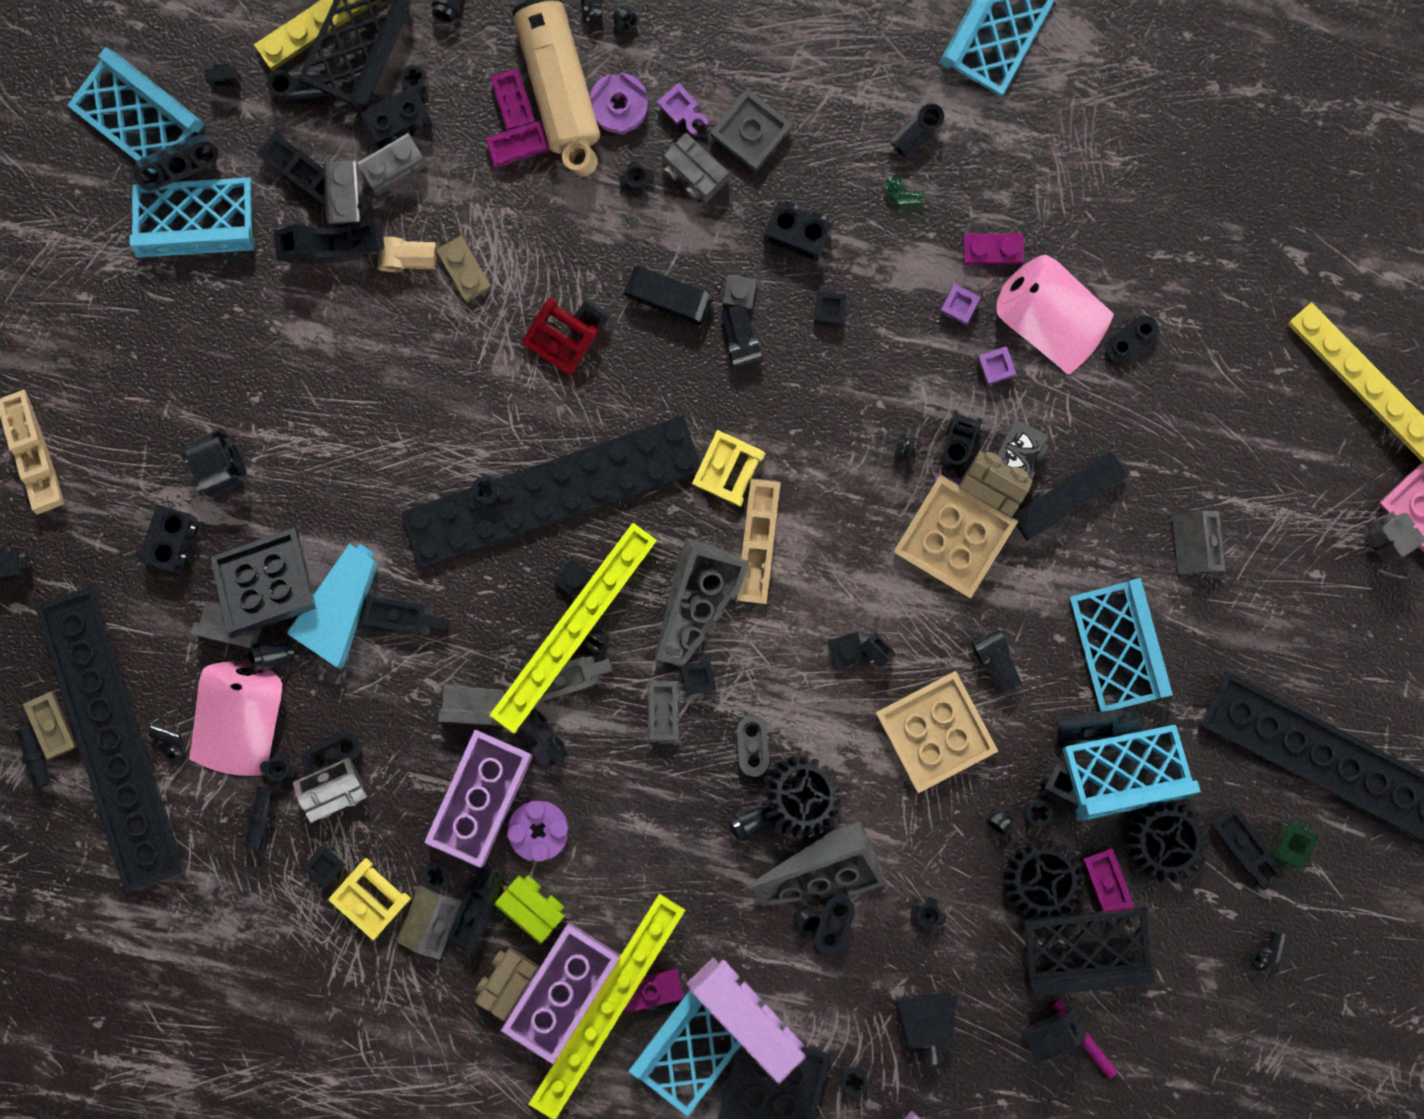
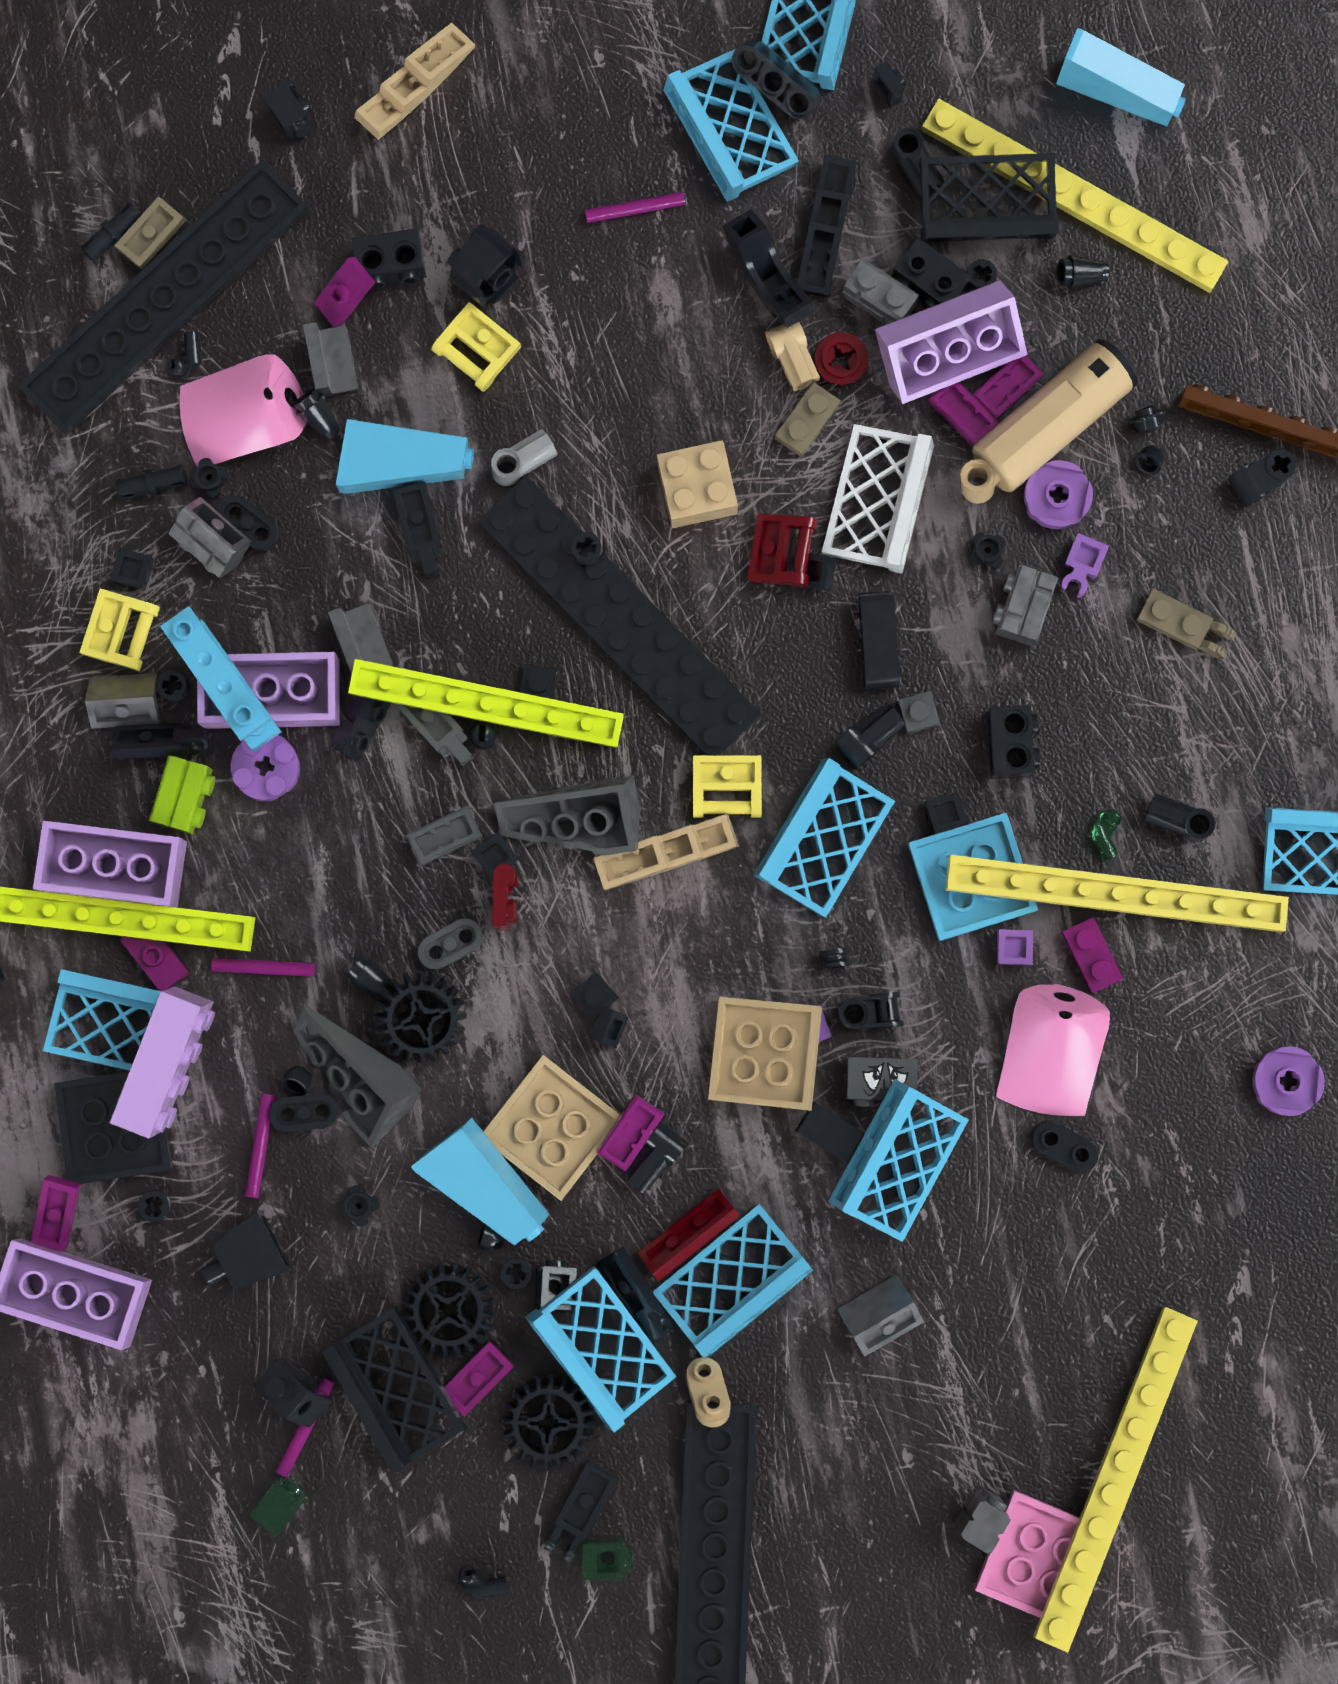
camera: 70 degrees right, 0 degrees up
(179, 588) = (344, 292): none -> magenta plate
(223, 324) = (635, 207): none -> magenta bar
(262, 583) = (387, 371): black plate -> none
(271, 494) = (482, 337): none -> light yellow plate
(341, 192) = (823, 257): flat silver brick -> none
(386, 505) = (525, 456): none -> light grey piece
(417, 209) = (844, 344): none -> dark red gear
(457, 828) = (220, 679): none -> medium azure fence
(458, 125) = (951, 341): none -> lavender brick
(475, 378) = (697, 484): none -> tan brick
(507, 983) = (96, 806): dark tan brick -> none
(571, 224) = (906, 504): none -> white fence
(700, 906) = (263, 967): none -> magenta bar
(747, 688) = (504, 908): none -> dark red plate
(751, 129) = (1096, 644): dark grey plate -> none
(766, 56) = (1183, 623): none -> dark tan hinge
(782, 423) = (802, 817): none -> medium azure fence
(843, 974) = (259, 1146): none -> magenta bar
(890, 311) = (964, 912): none -> medium azure plate
(954, 207) = (1116, 893): none -> light yellow plate
(956, 806) = (483, 1183): none -> medium azure slope
(969, 671) = (630, 1132): none -> magenta plate
(996, 365) = (967, 1015): medium lavender plate -> none
(996, 483) = (838, 1068): dark tan brick -> none
(1069, 662) = (688, 1234): none -> dark red plate
(1072, 482) = (873, 1152): none -> medium azure fence
(1138, 1087) = (279, 1505): none -> clear green brick
(1143, 153) = (1299, 1097): none -> medium lavender plate
(1198, 704) = (707, 1390): none -> tan plate

